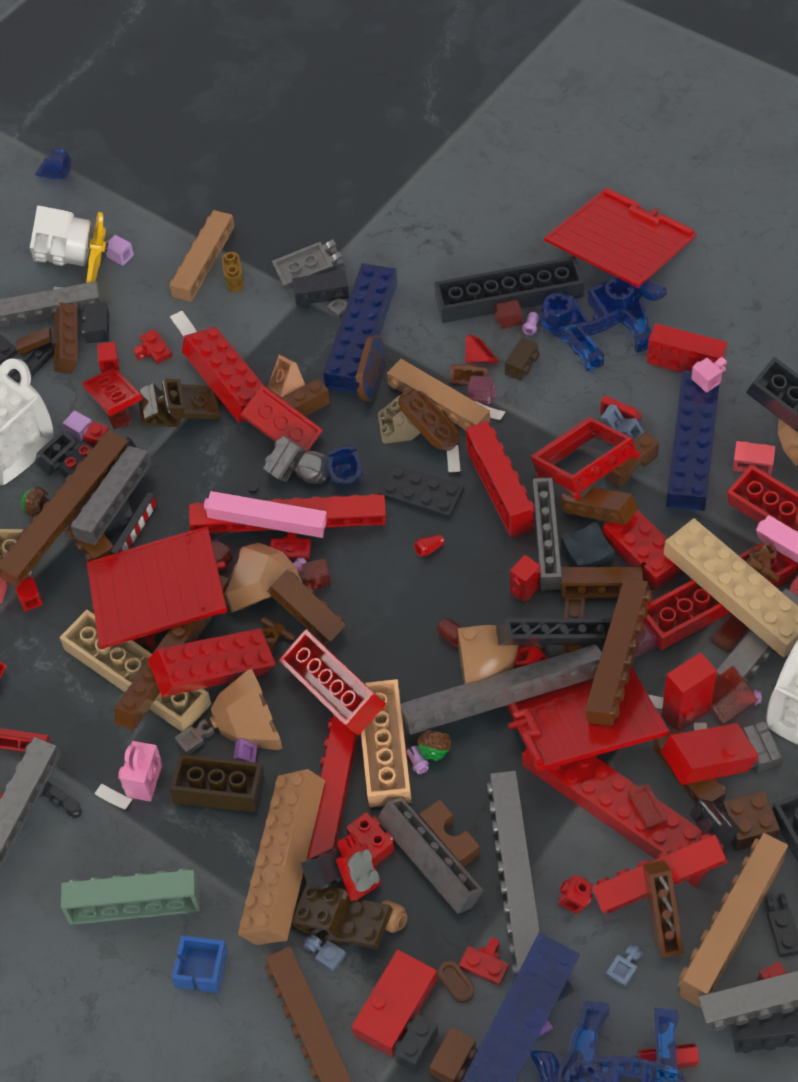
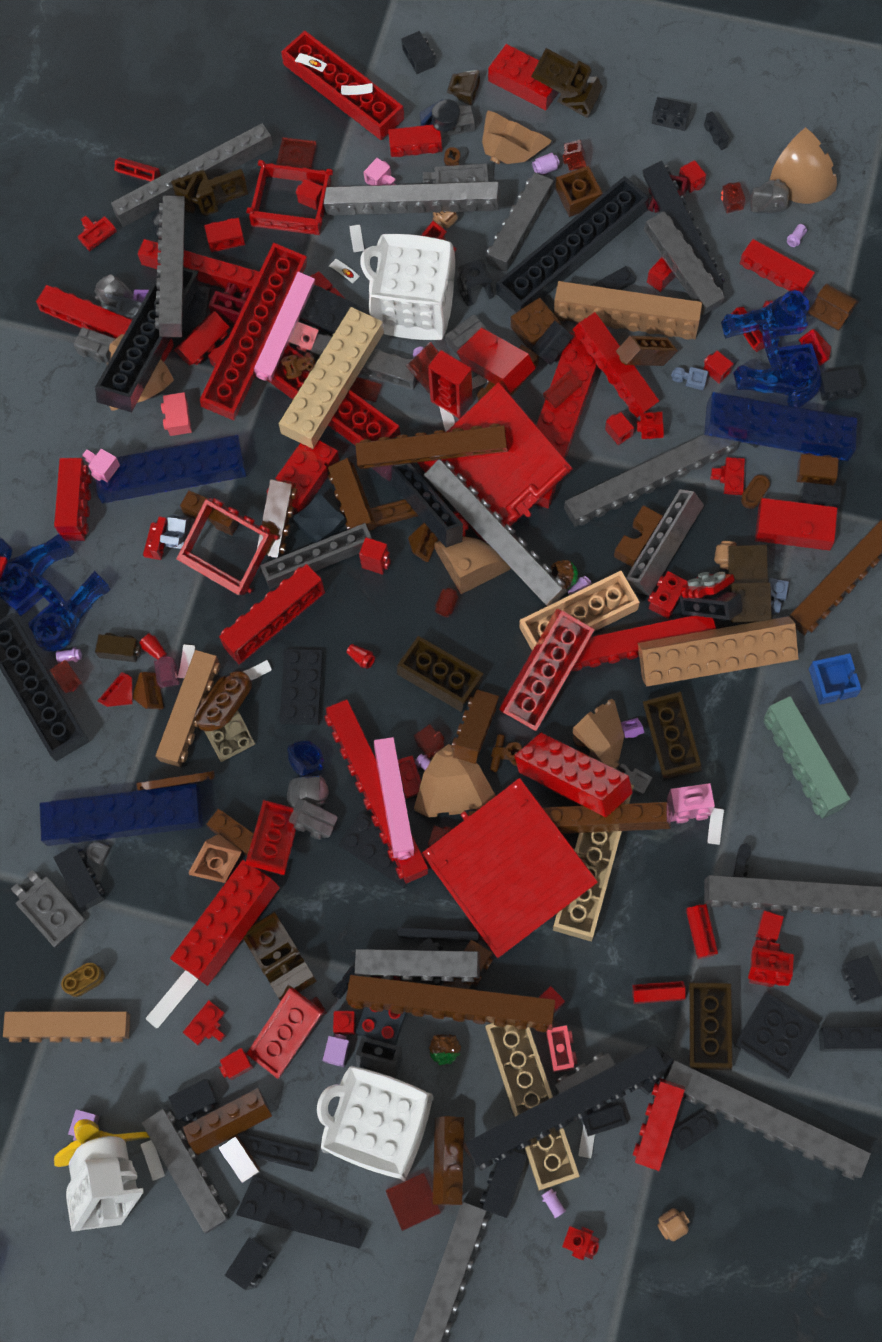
camera: 110 degrees left, 15 degrees up
(378, 600) = (439, 673): none -> dark brown brick
(511, 386) = (152, 646): none -> red cone
(587, 862) = (619, 428): none -> red brick
(628, 999) = (718, 366): none -> red brick

